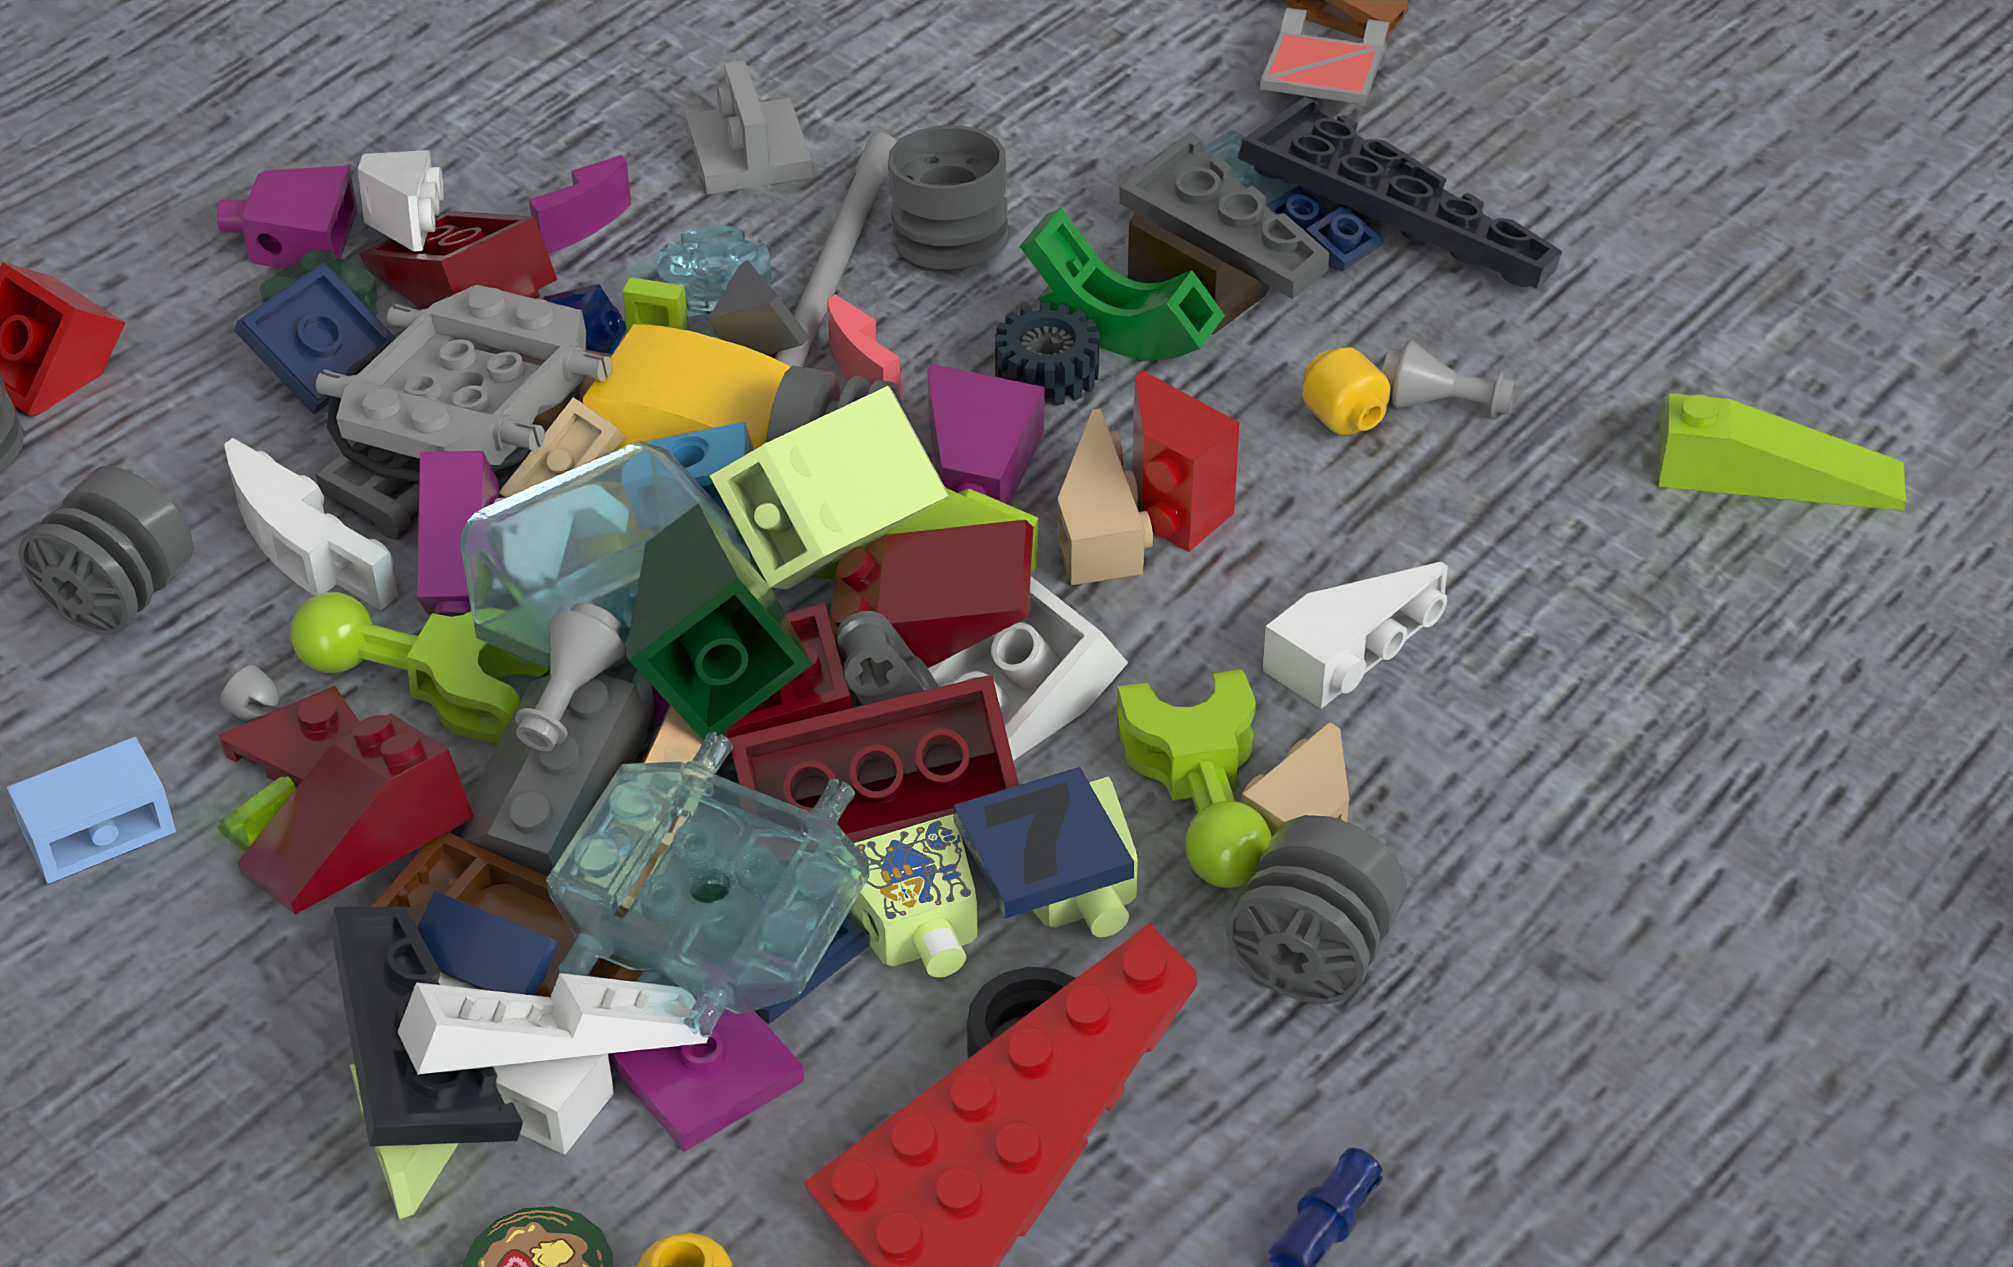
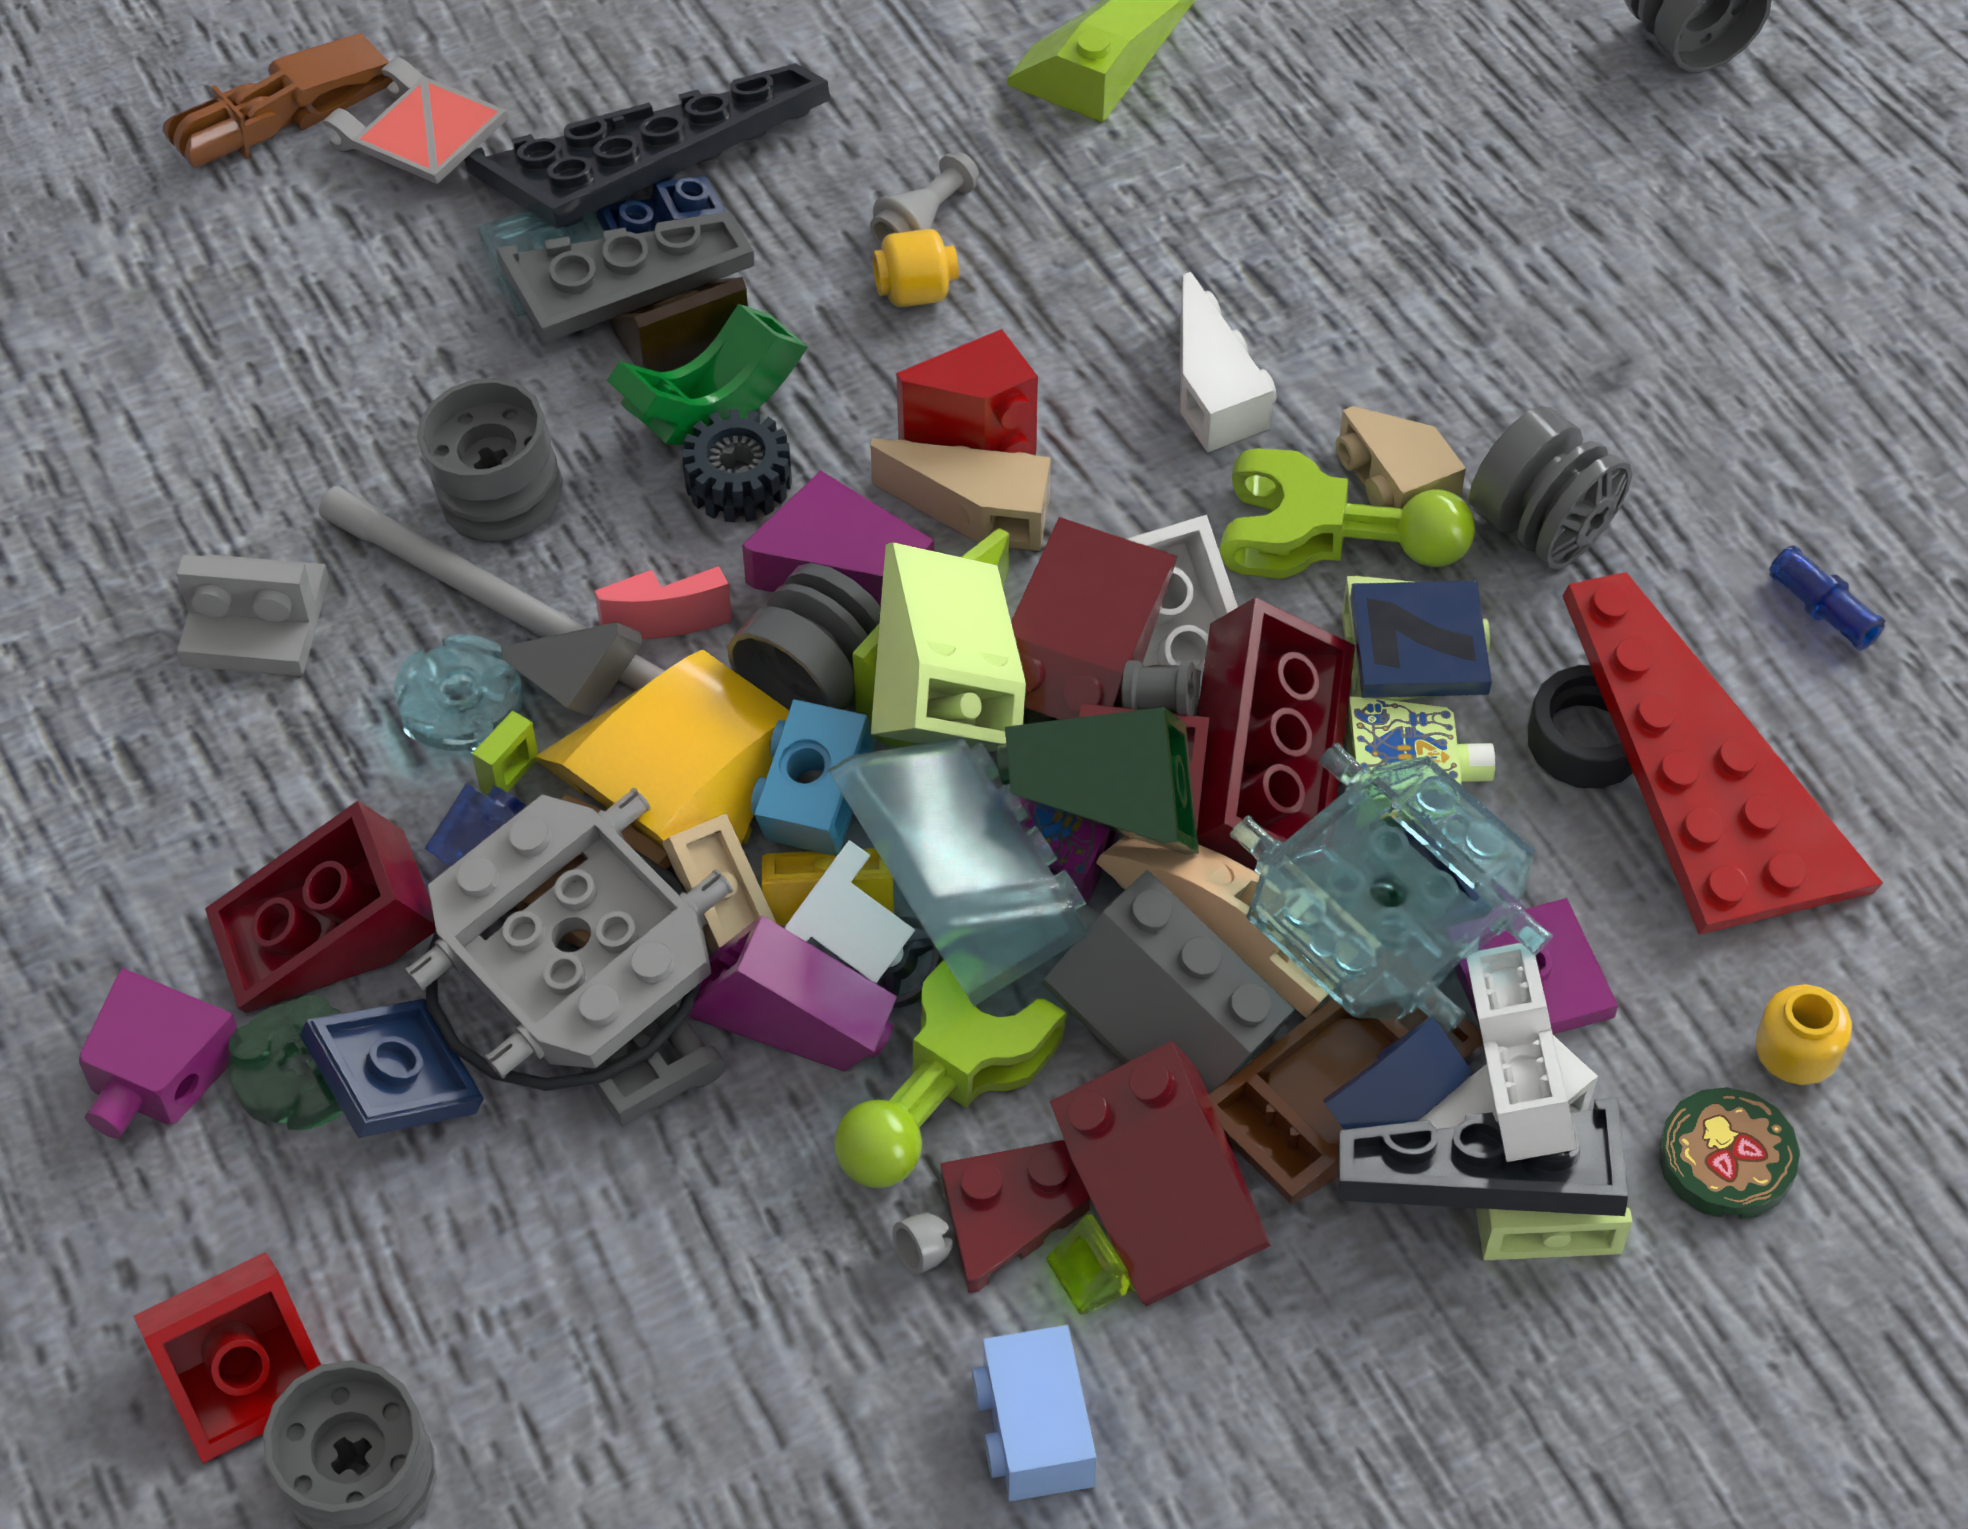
camera: 70 degrees left, 10 degrees up
(106, 550) = (680, 1321): dark grey wheel -> none
(303, 542) = (668, 1161): white slope -> none
(401, 195) = (206, 933): white slope -> none
(580, 648) = (1119, 887): light grey piece -> none
(592, 202) = (285, 774): magenta slope -> none

